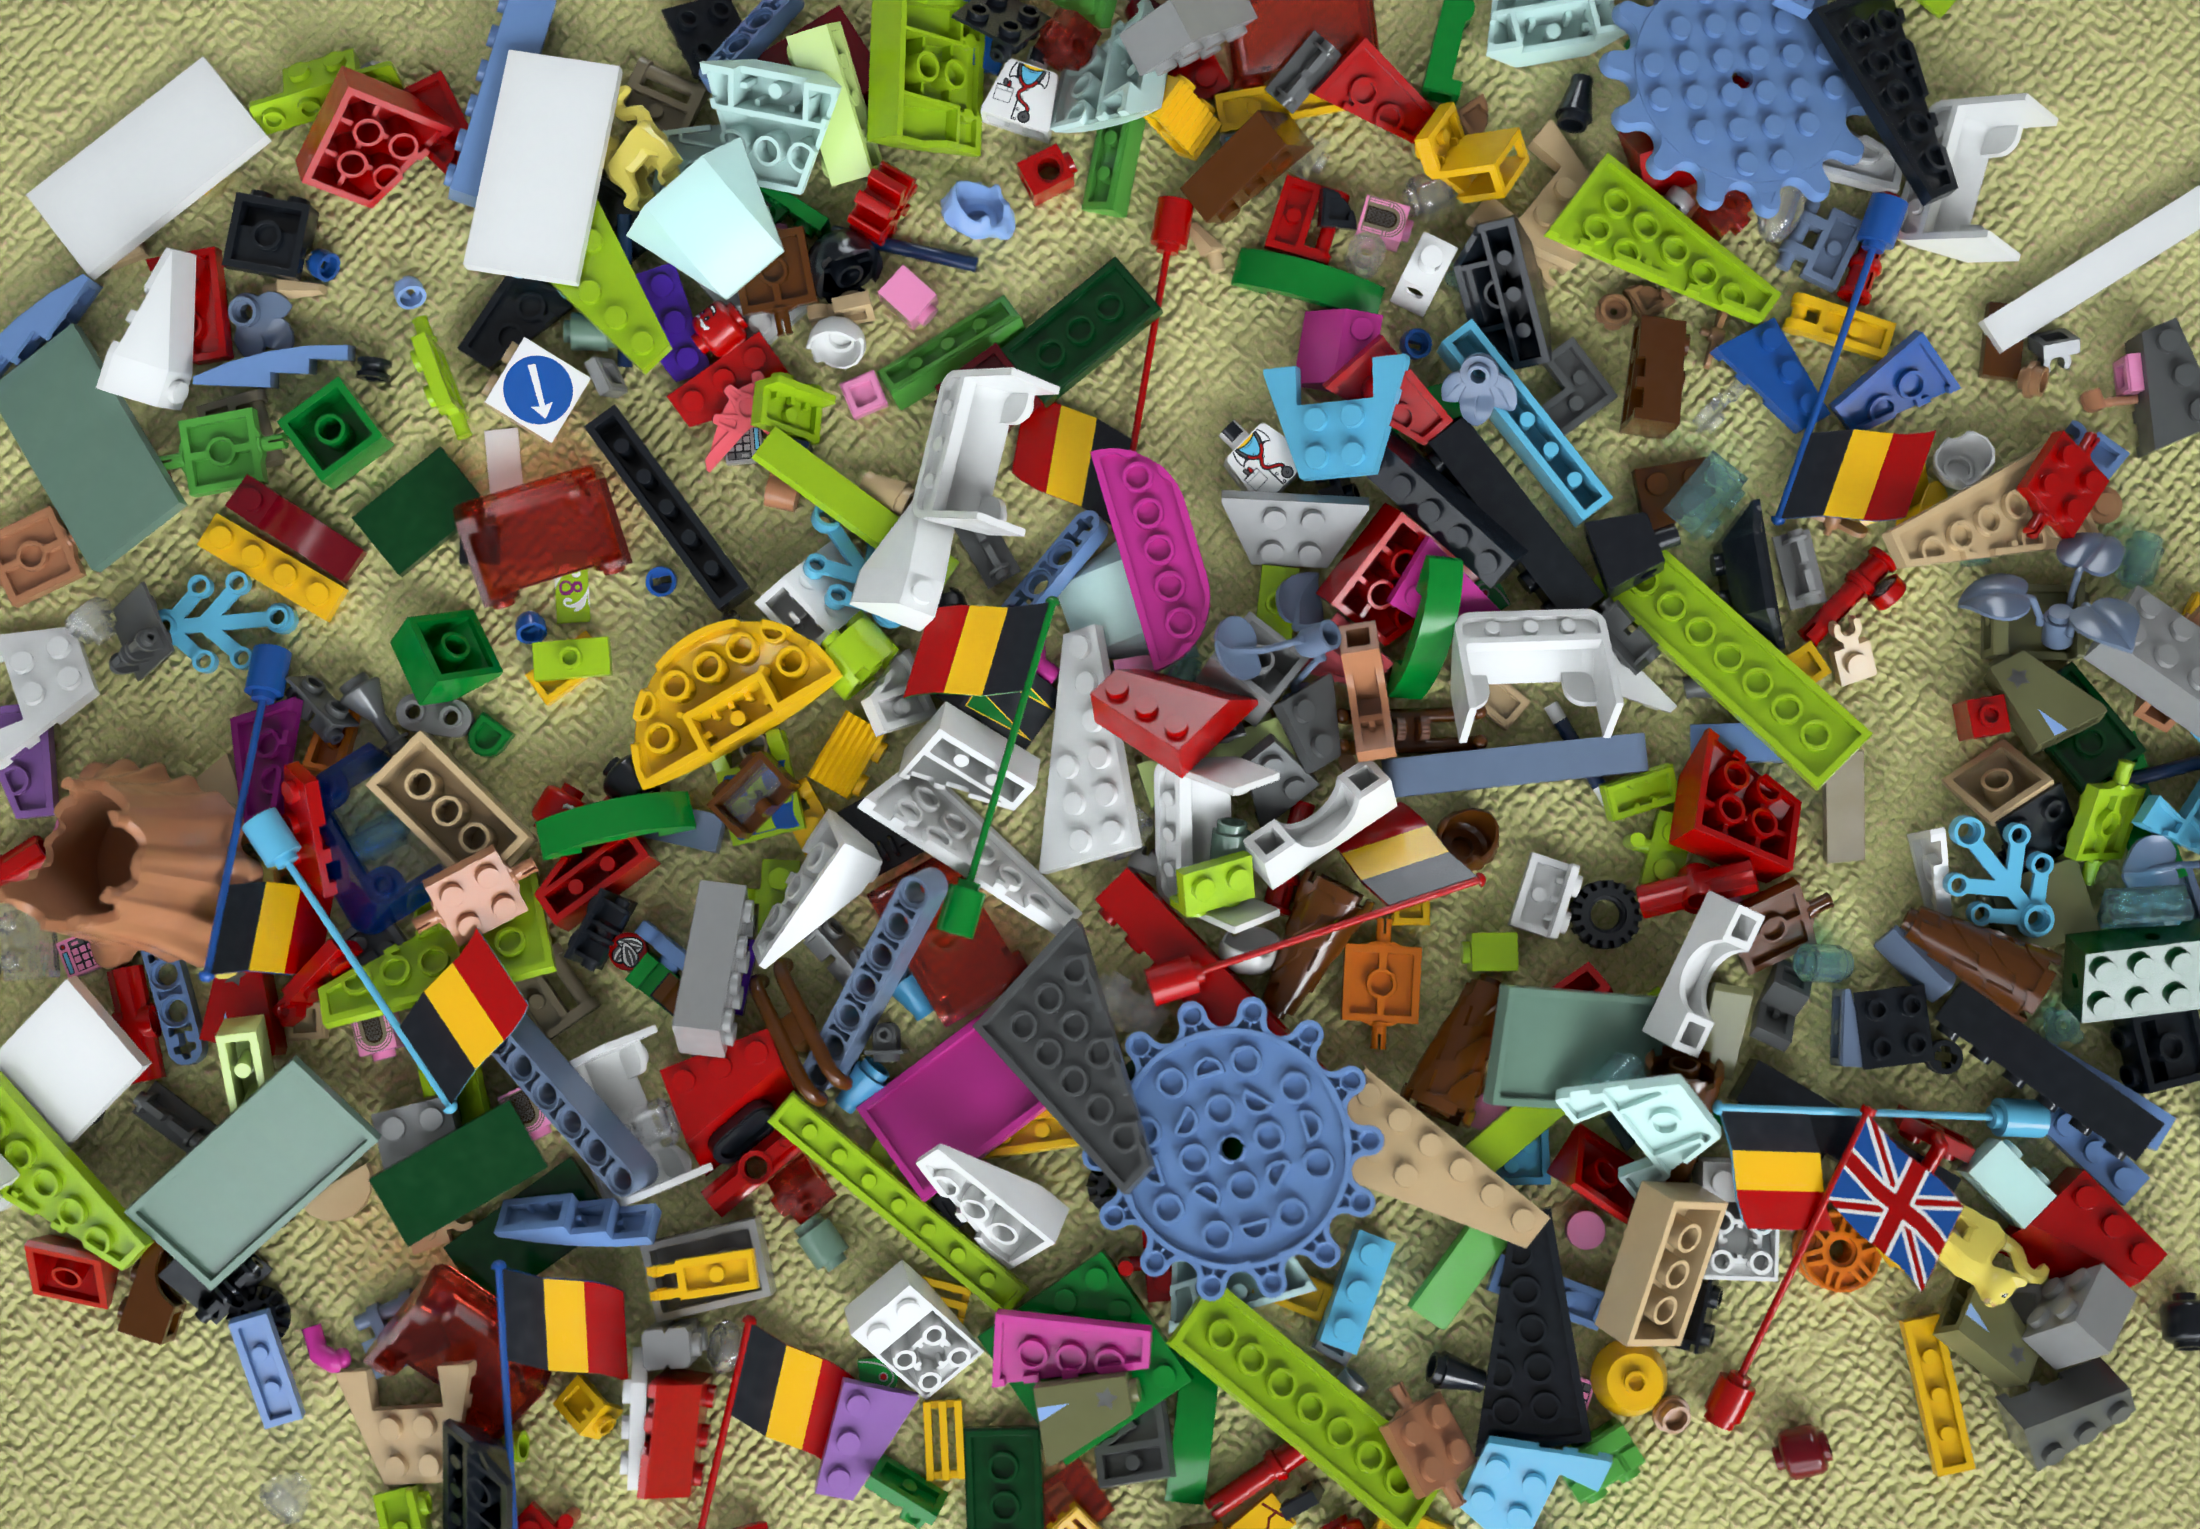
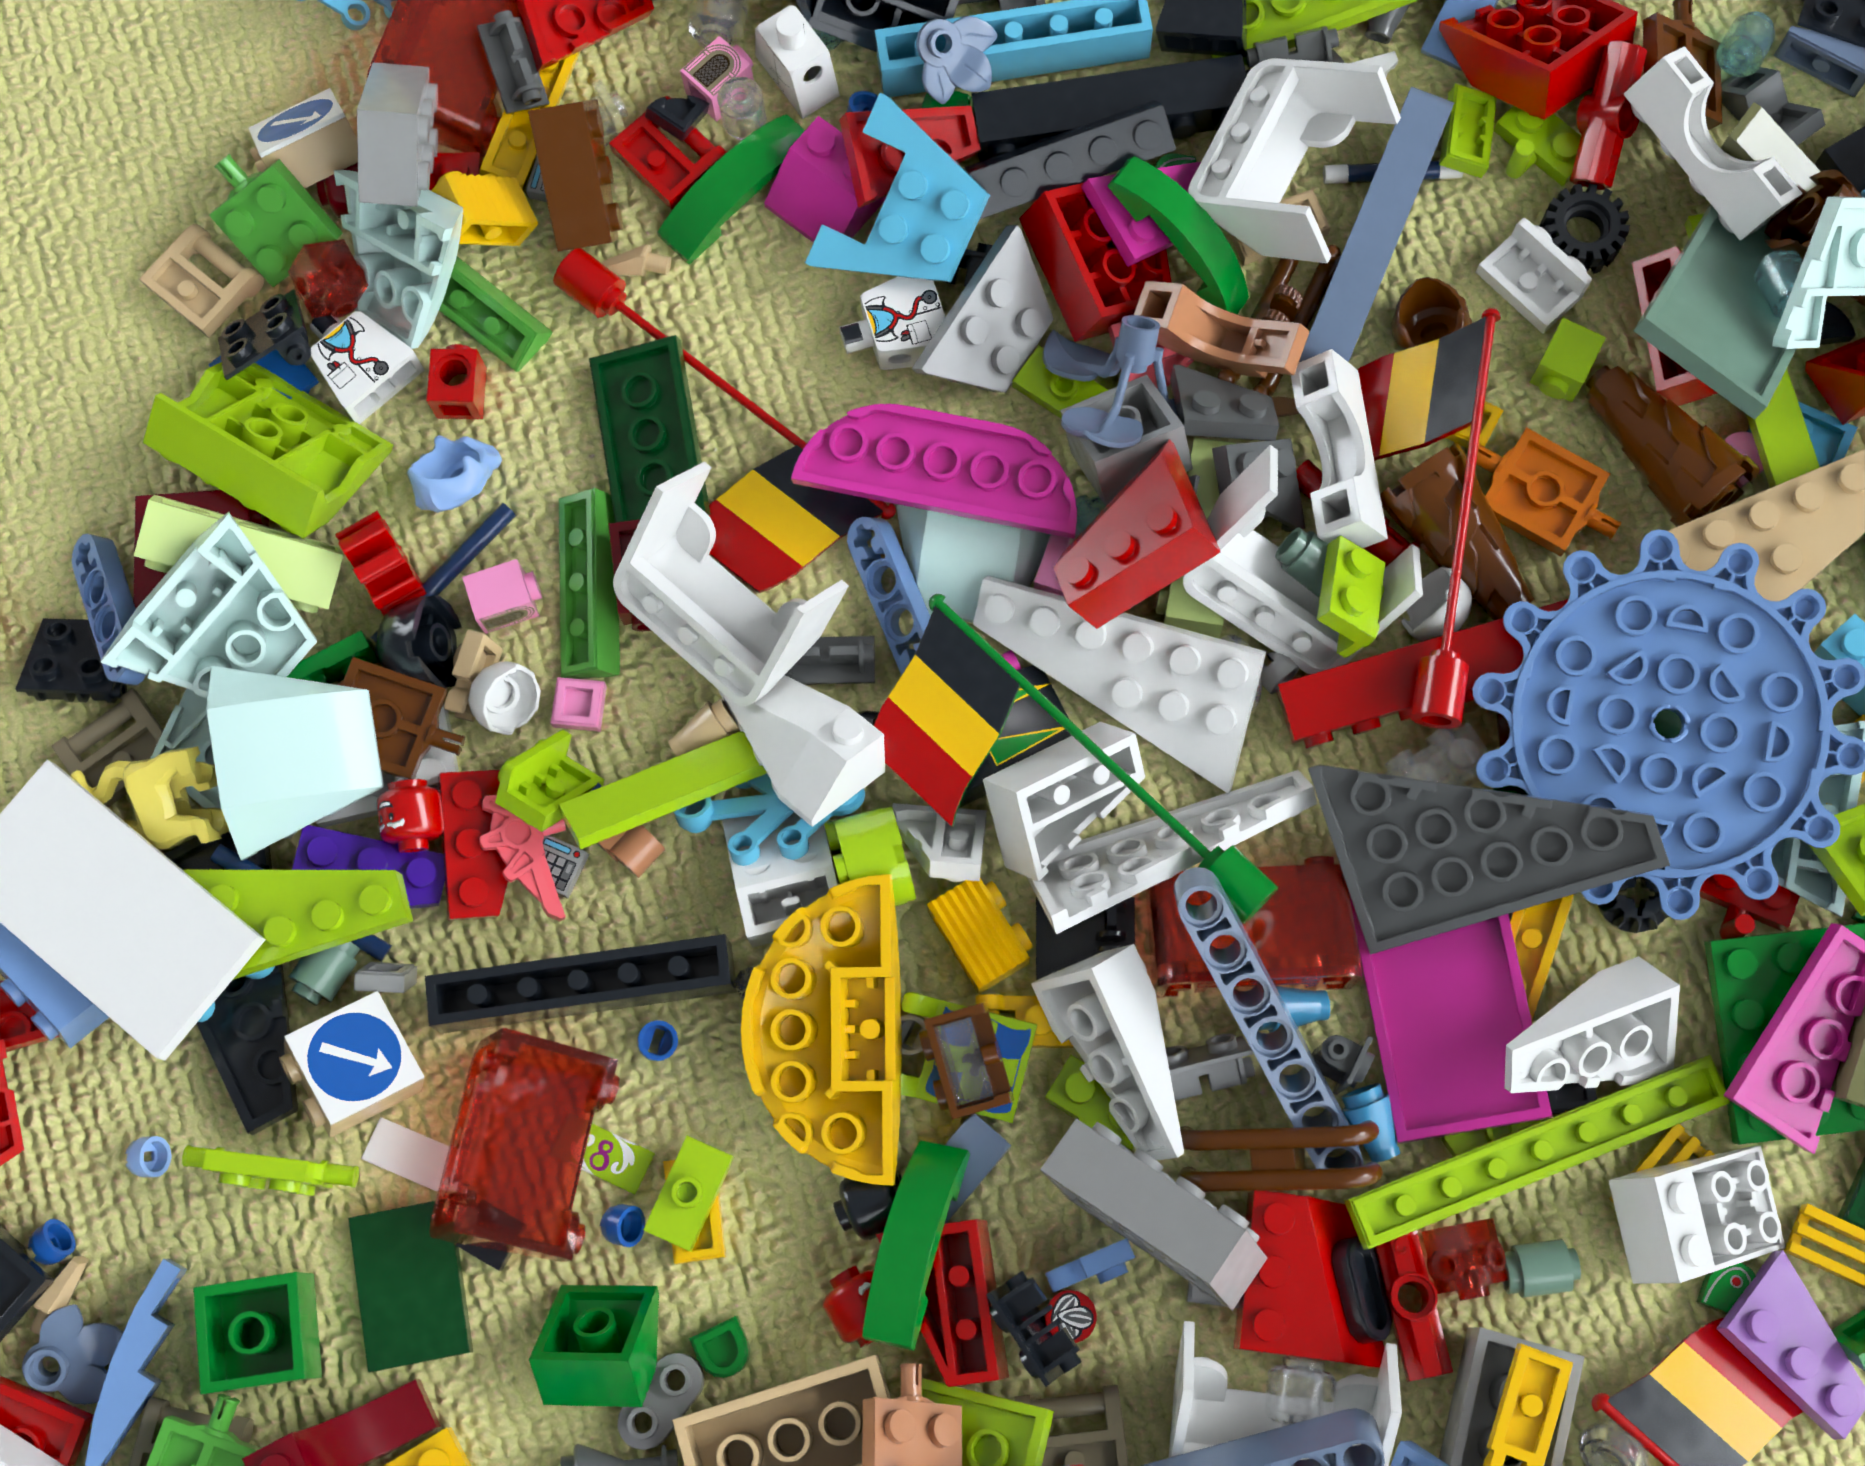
camera: 55 degrees left, 10 degrees down
(374, 369) = (210, 1248): black bush -> none
(656, 982) = (1136, 1295): green leg -> none

